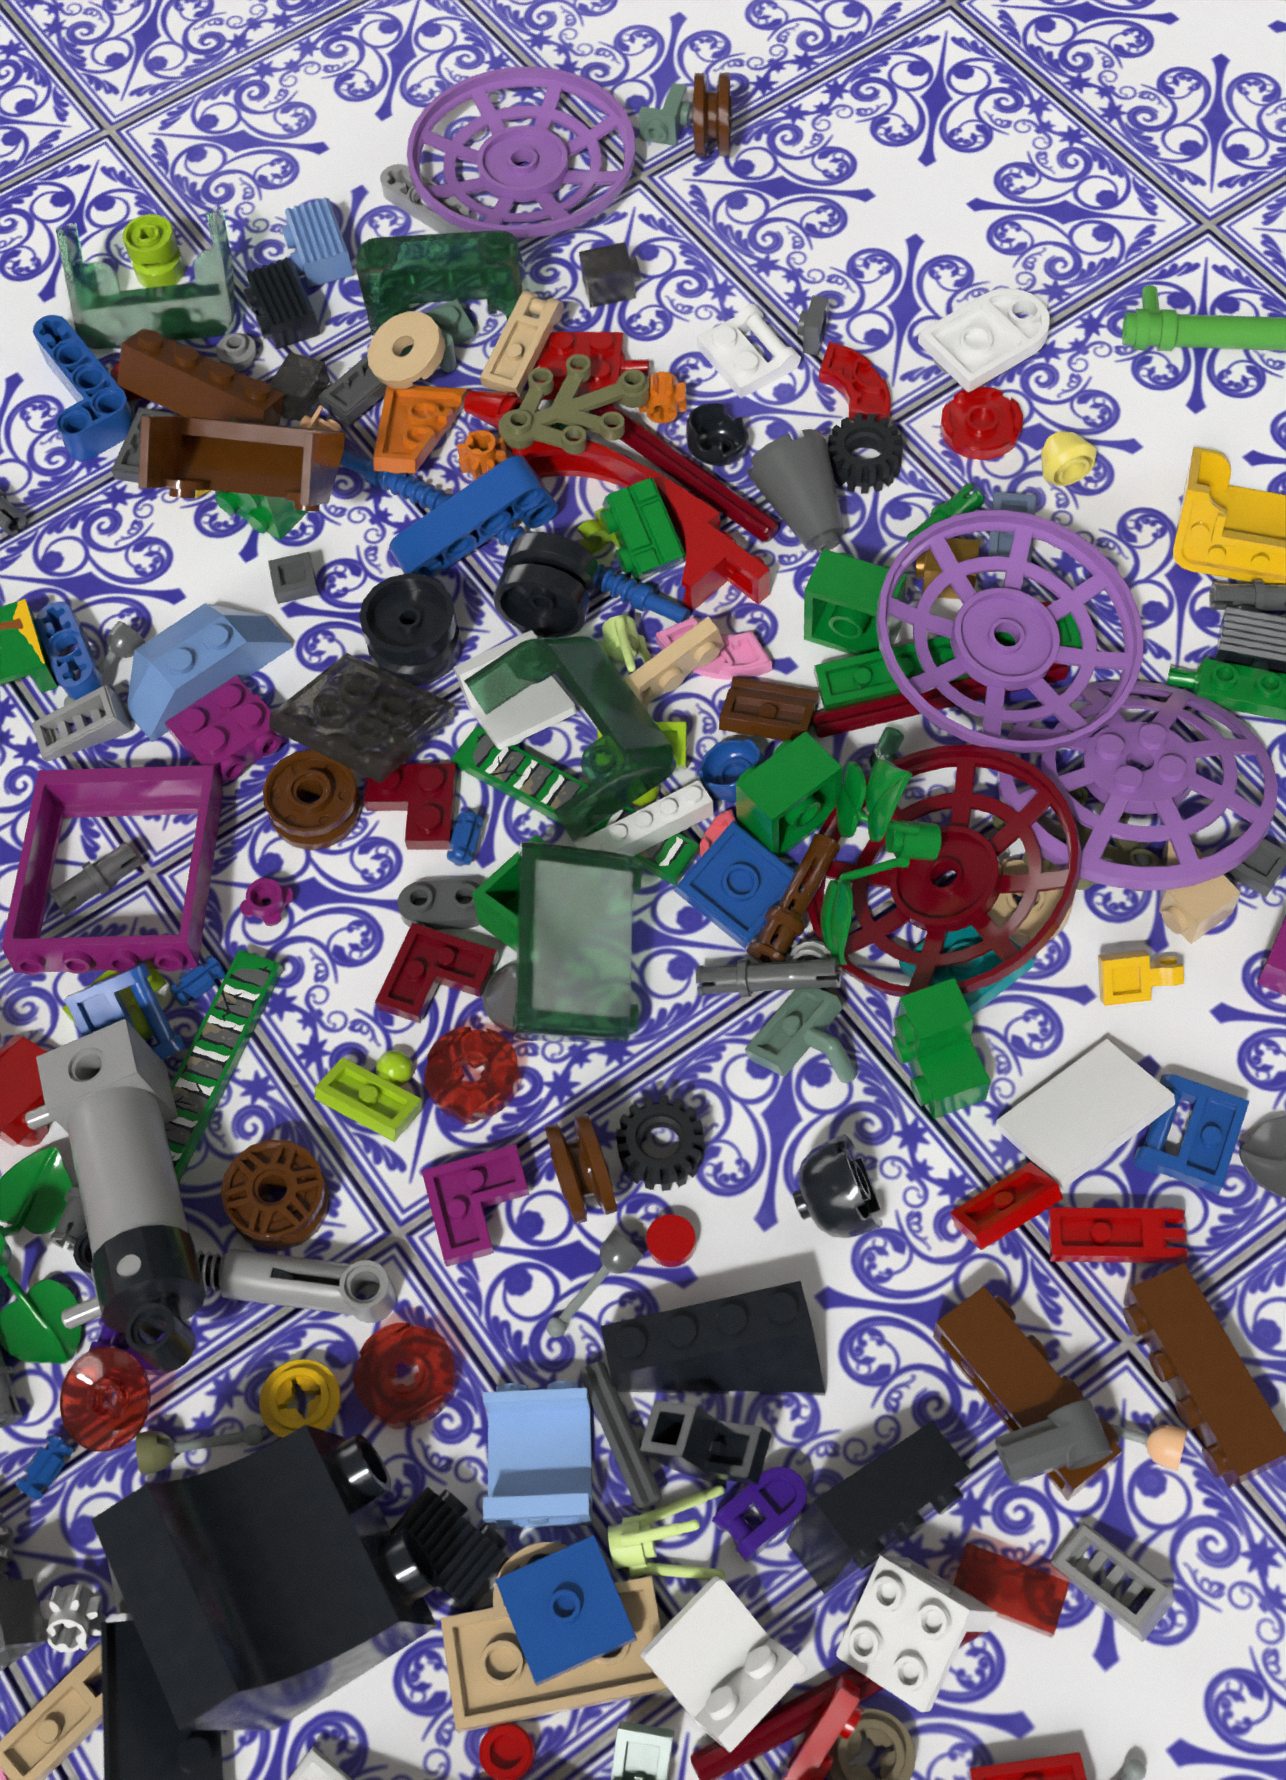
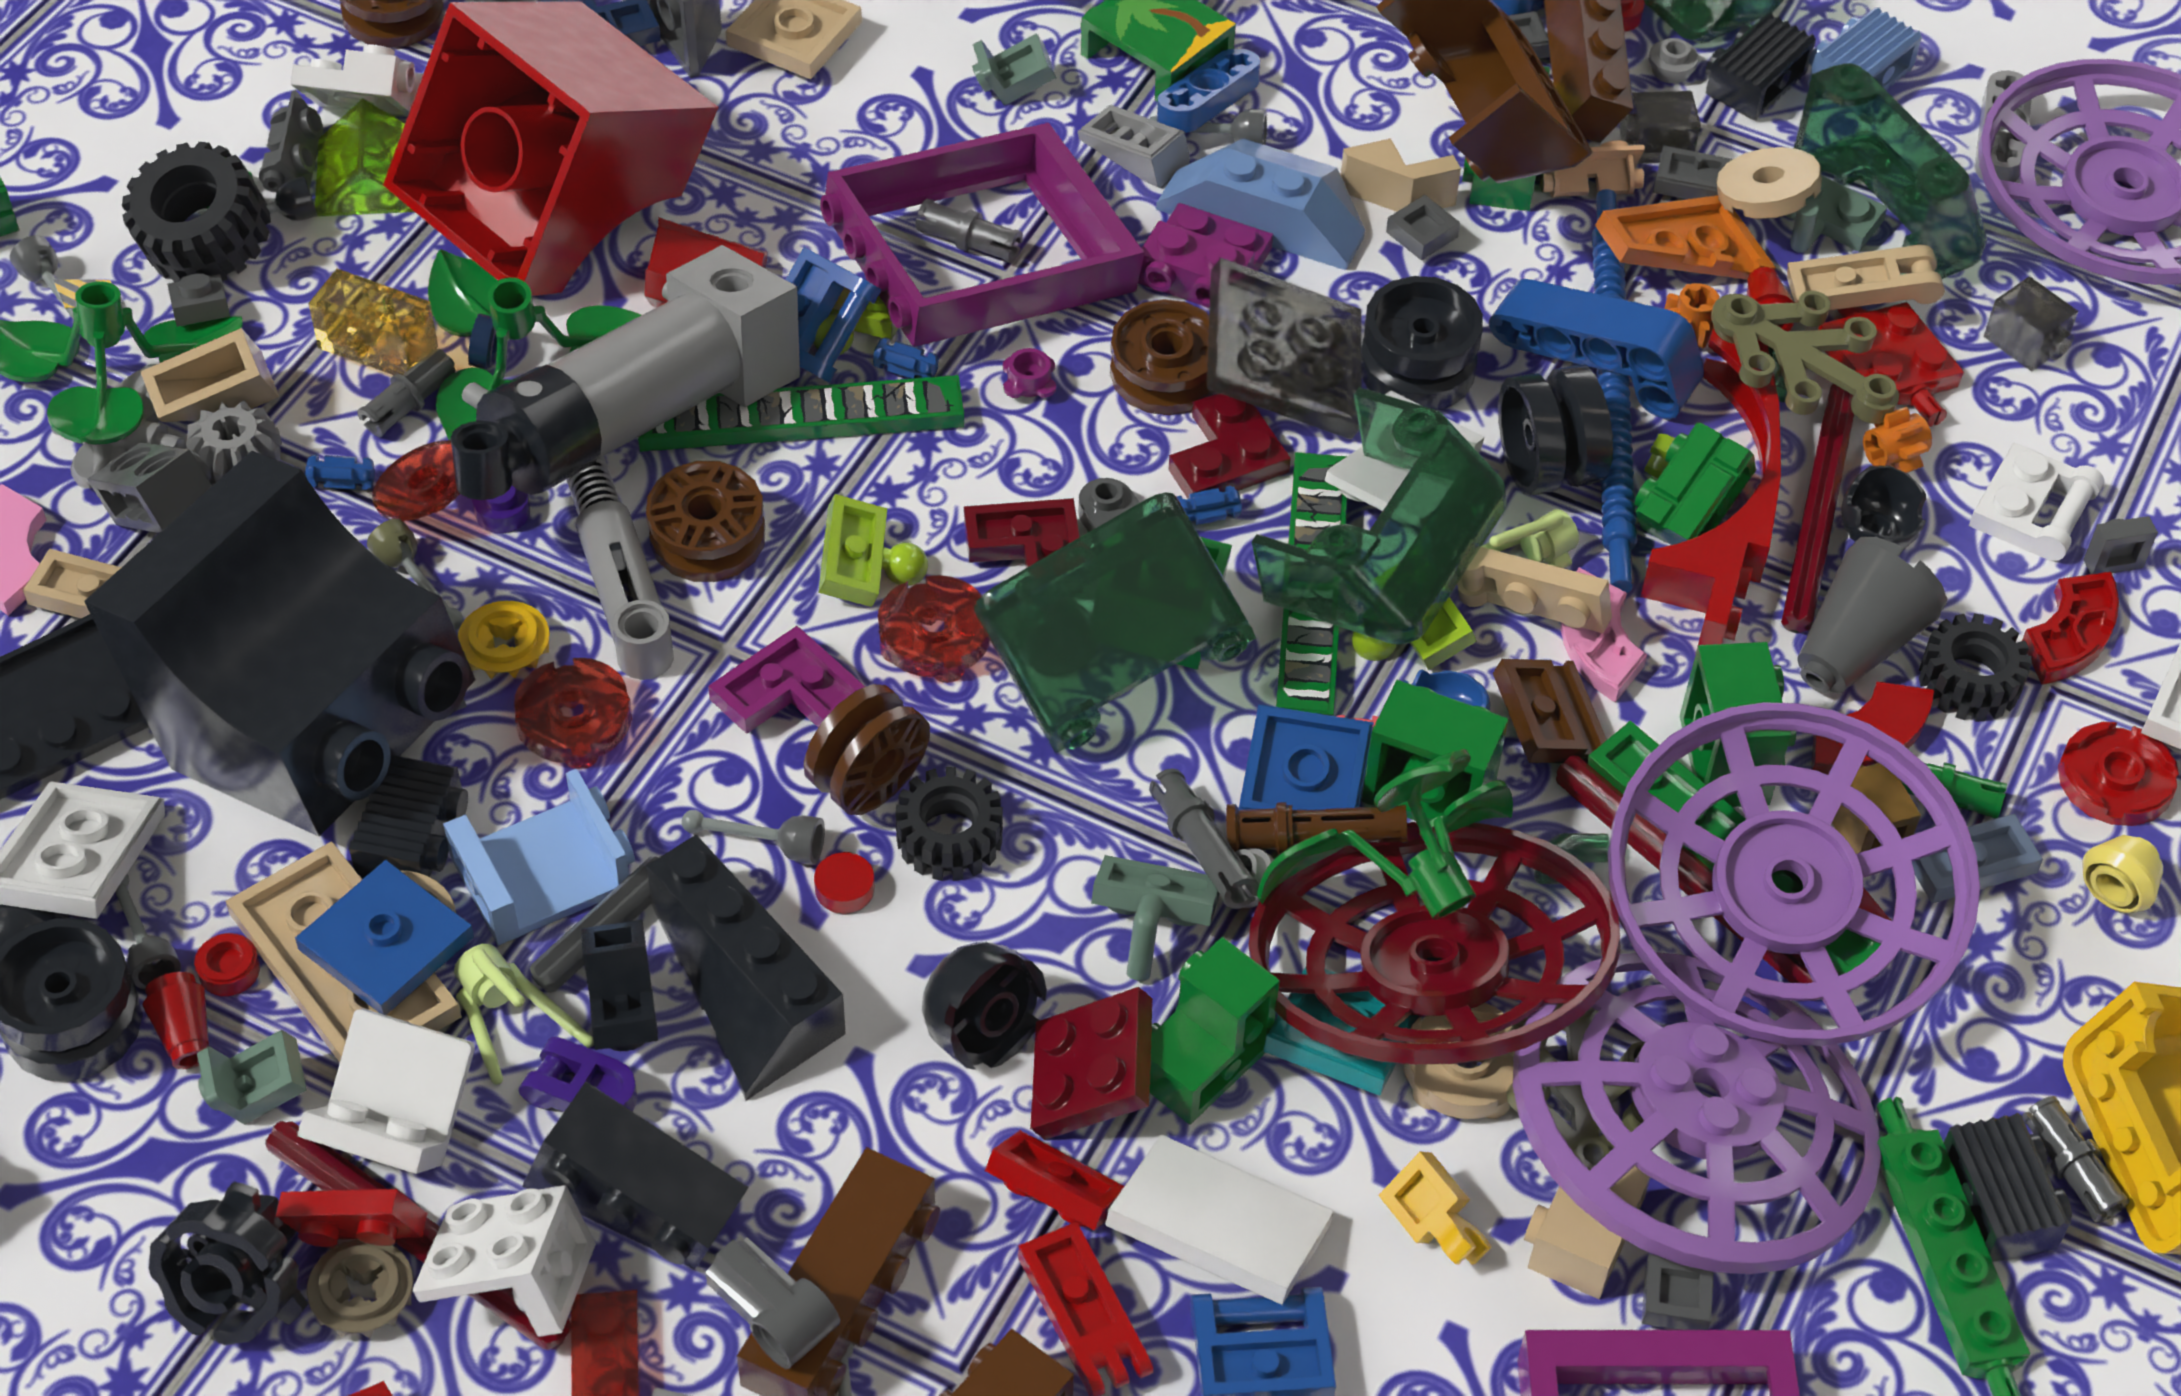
camera: 55 degrees right, 10 degrees down
(233, 577) = (1381, 177): none -> tan slope
(653, 822) = (1319, 651): white piece -> none
(878, 527) = (1892, 709): none -> red tile
(927, 1137) = (1092, 1063): none -> dark red plate

